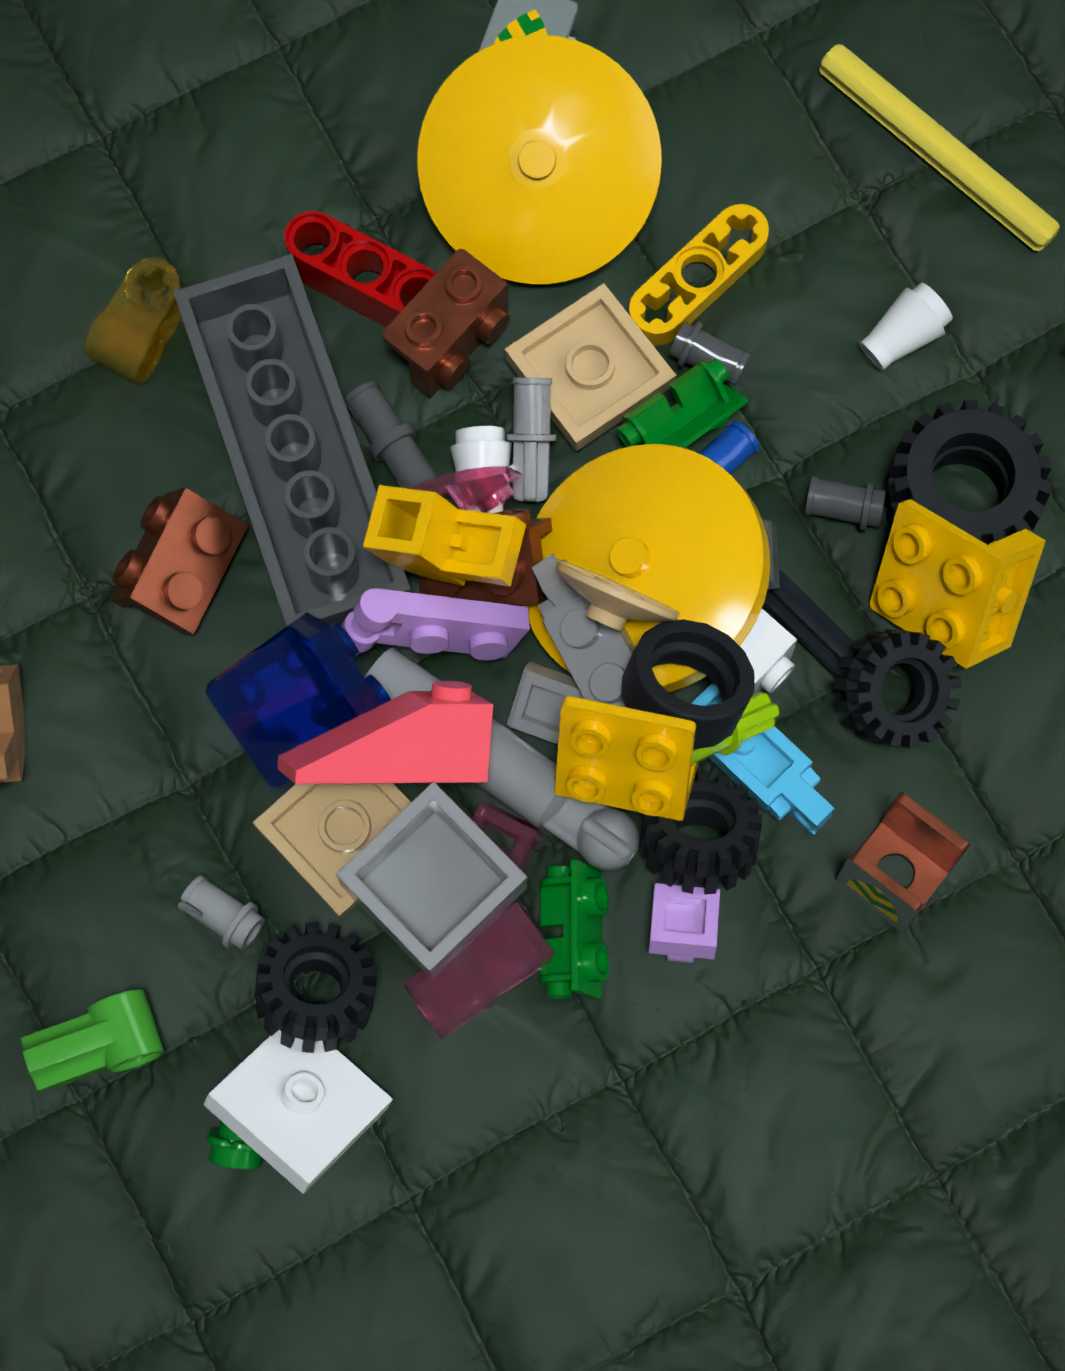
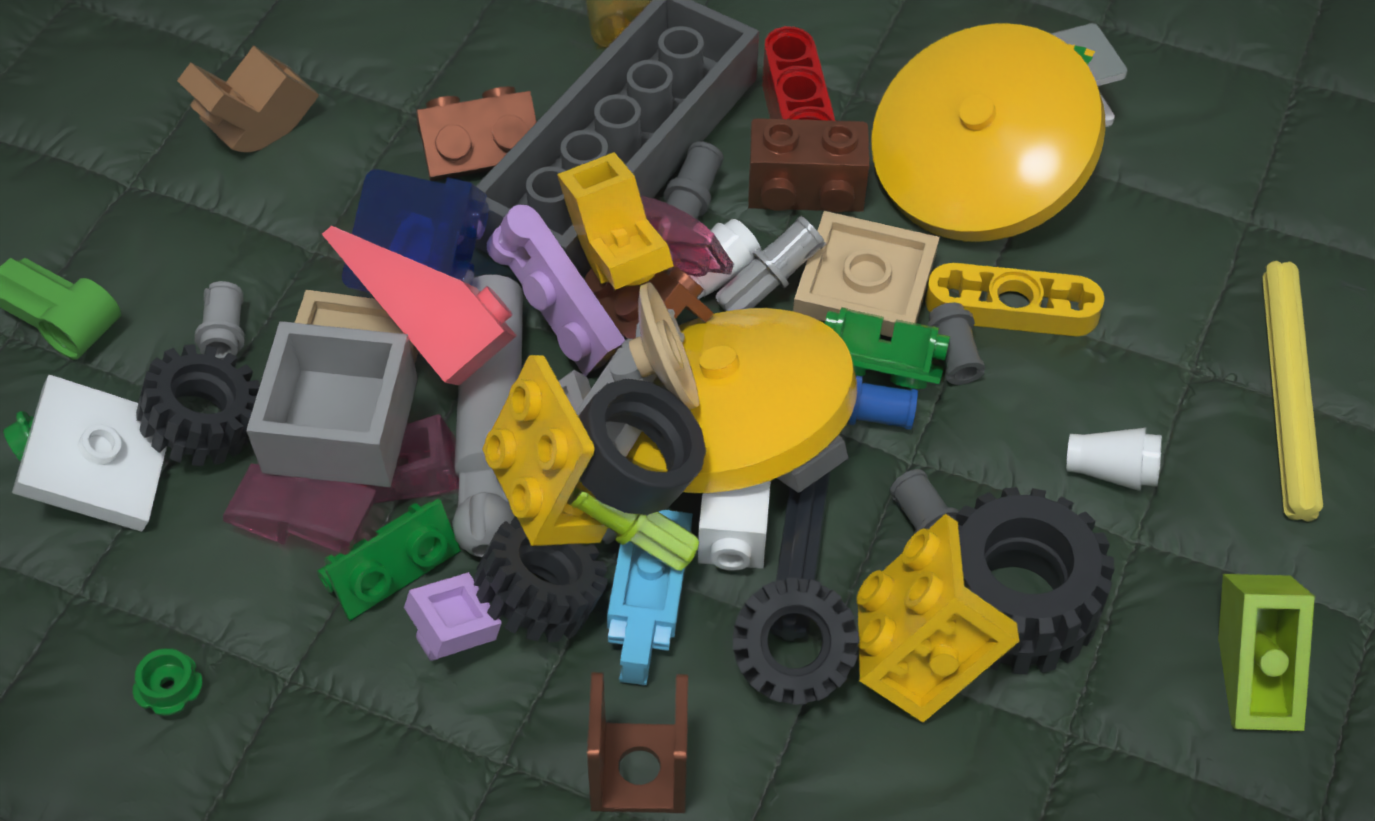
camera: 50 degrees right, 20 degrees down
(557, 1193) = (162, 667): none -> green plate

